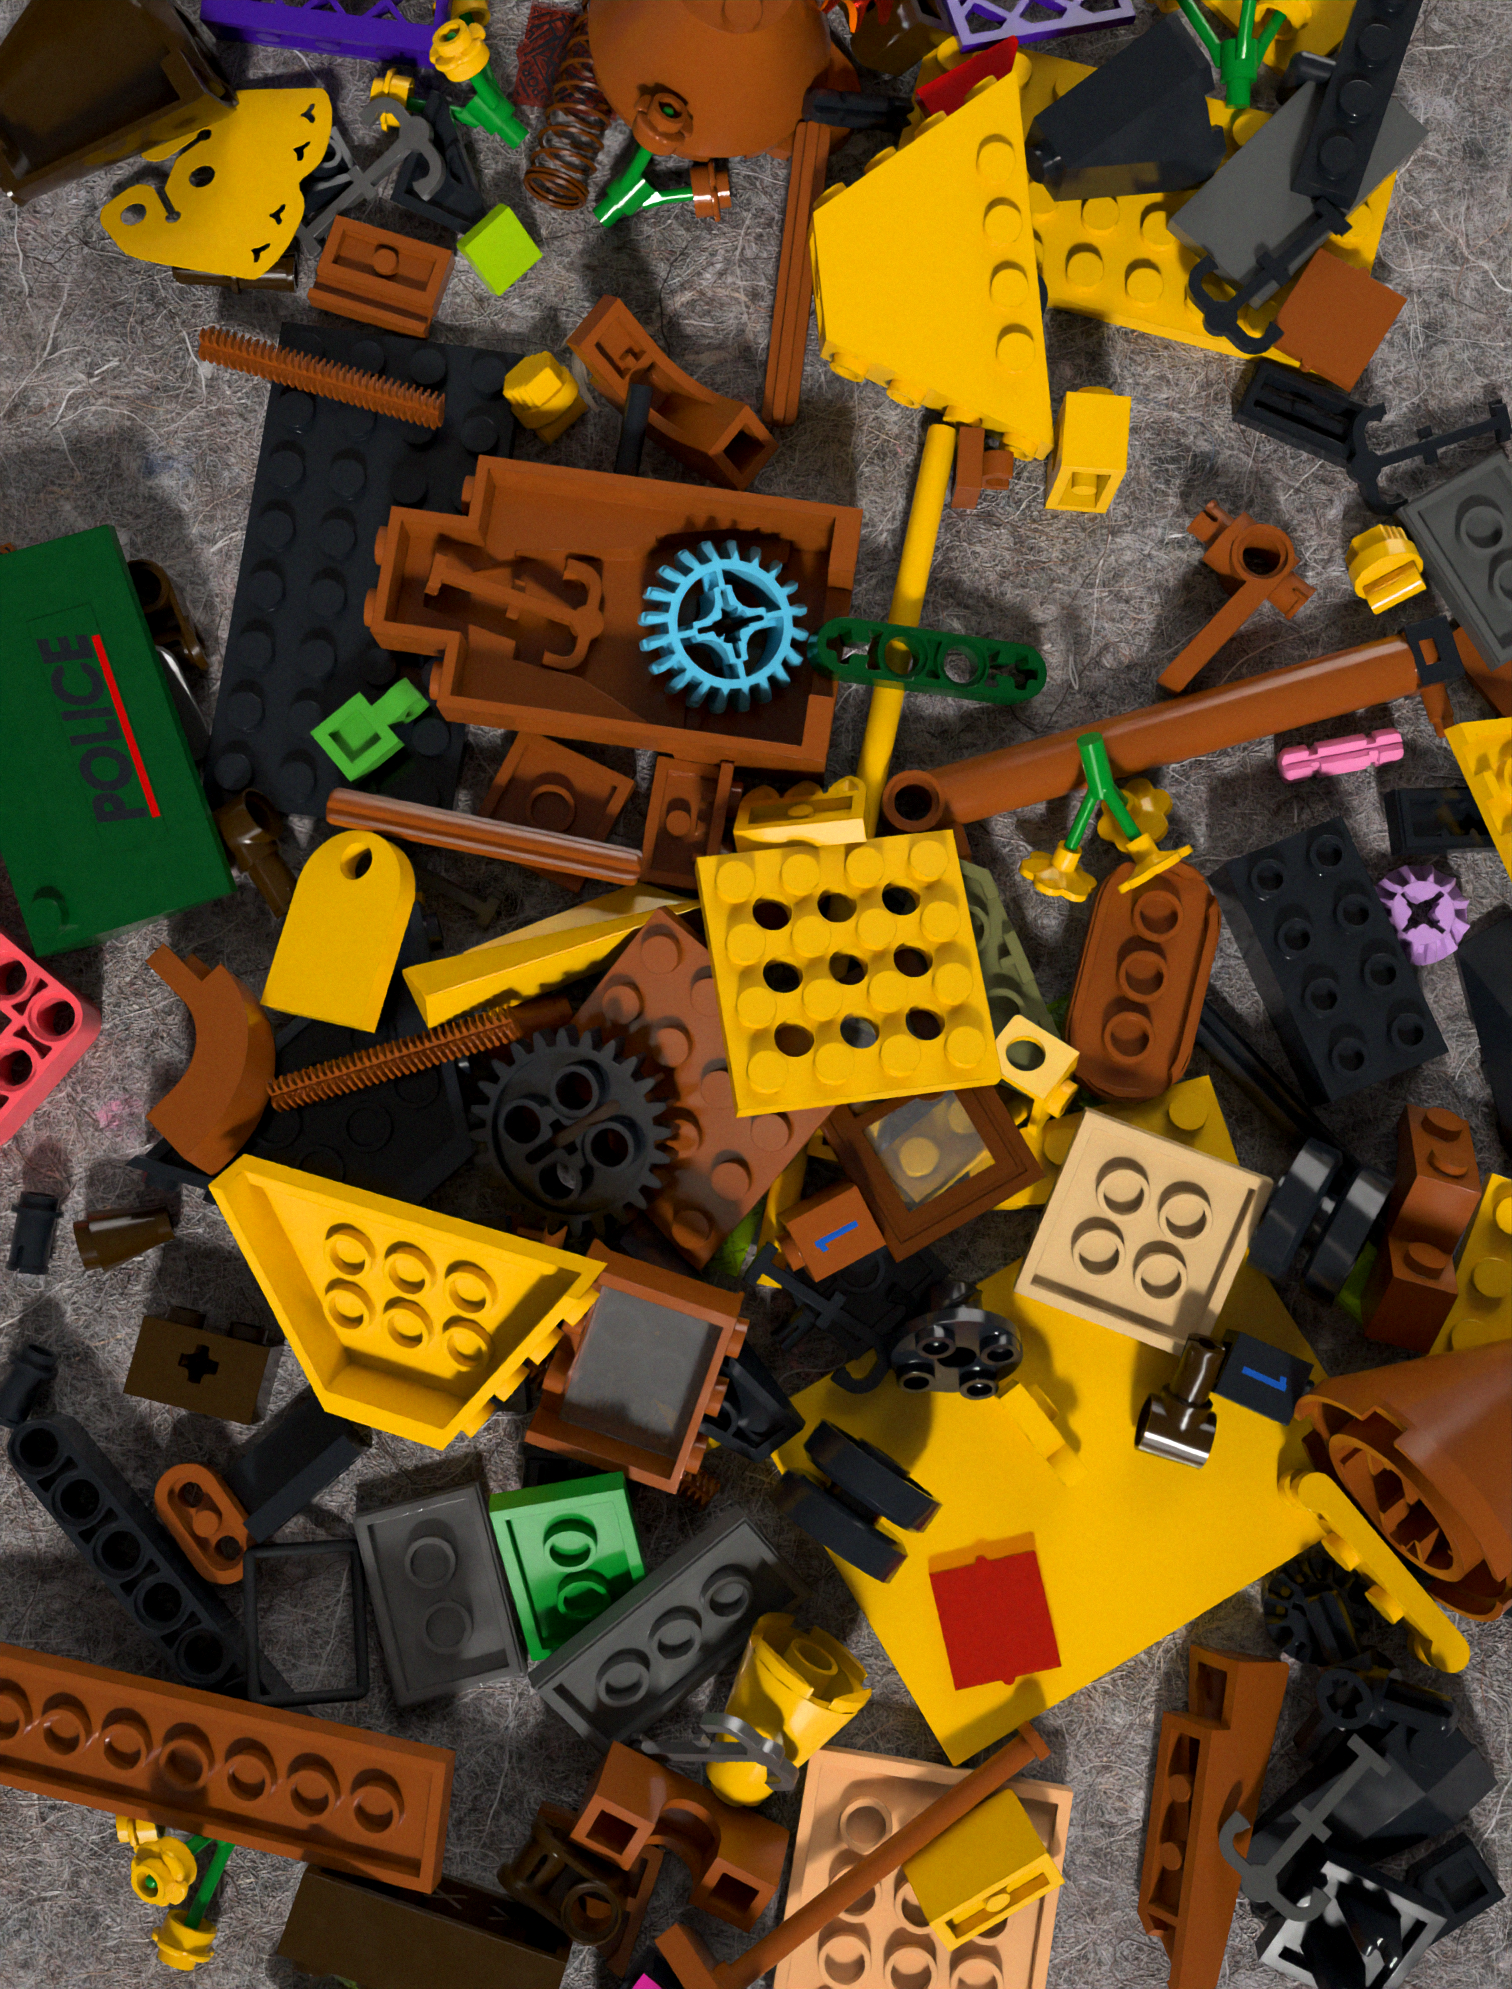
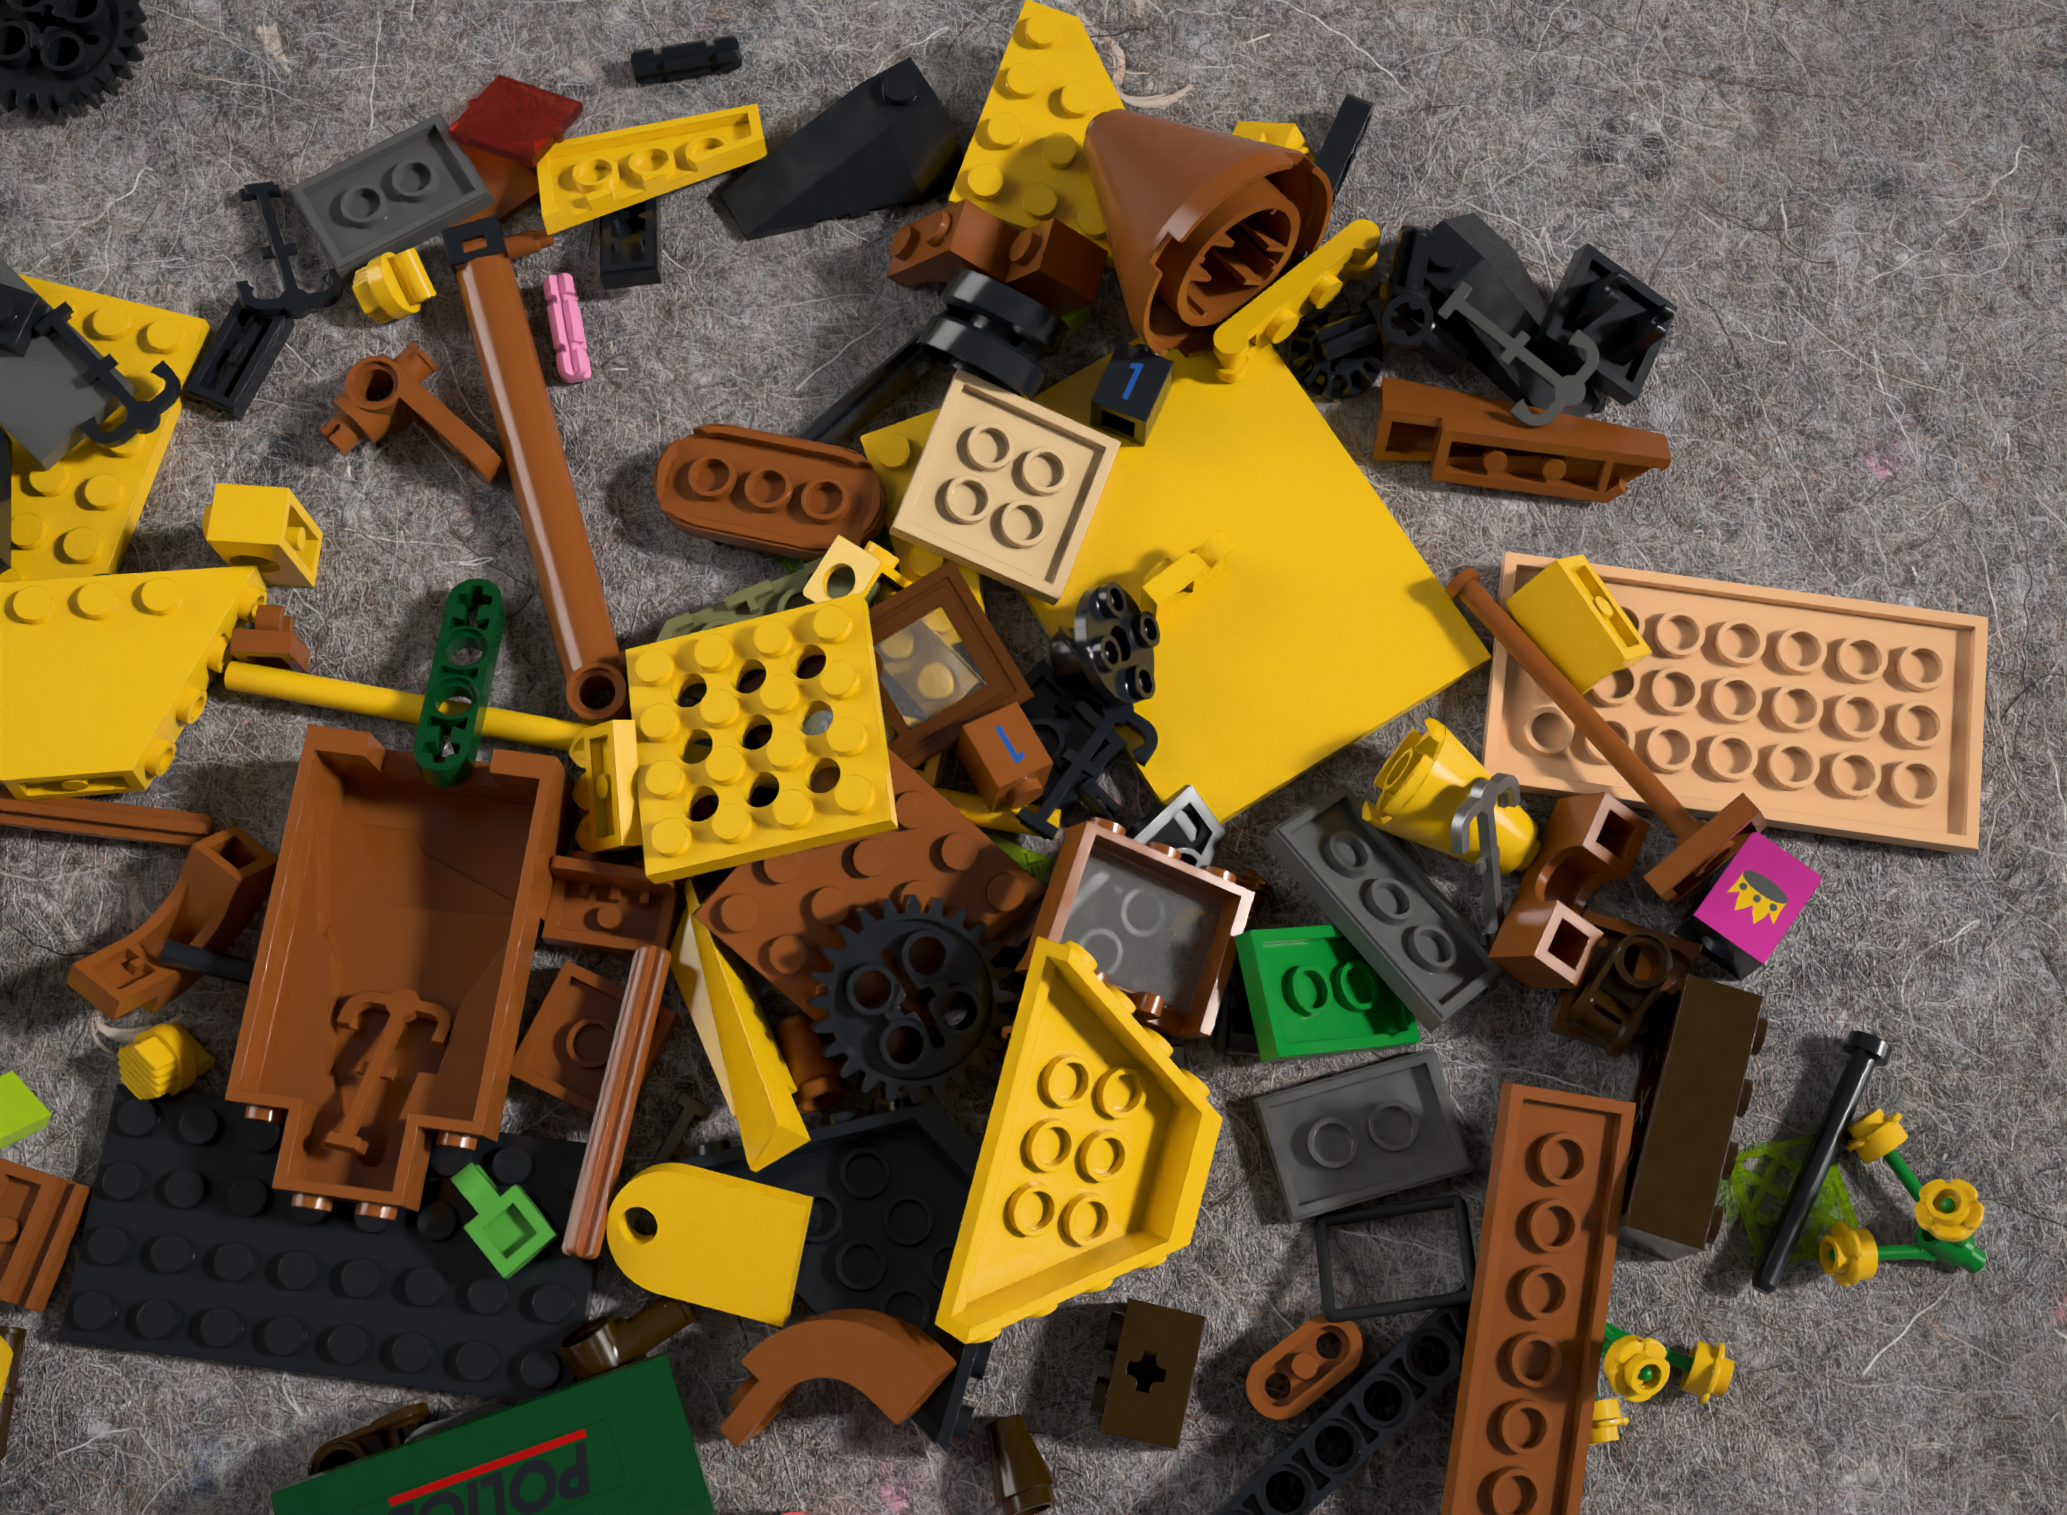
camera: 90 degrees left, 10 degrees down
(294, 1466) = (1244, 1282): black panel -> none
(324, 379) = (124, 1287): dark orange axle -> none
(380, 1063) = (841, 1179): dark orange axle -> none
(717, 600) = (462, 853): medium azure gear -> none
(849, 1507) = (1246, 725): black wheel -> none
(994, 1619) = (1358, 620): clear red piece -> none
(1131, 819) = (615, 510): yellow plant -> none
(1180, 1419) = (1172, 456): dark brown pin -> none
(1326, 962) = (759, 336): black brick -> none
(1336, 319) = (151, 322): dark orange piece -> none
(1448, 913) = (716, 288): lavender gear -> none
(1458, 1879) = (1554, 243): black tile -> none

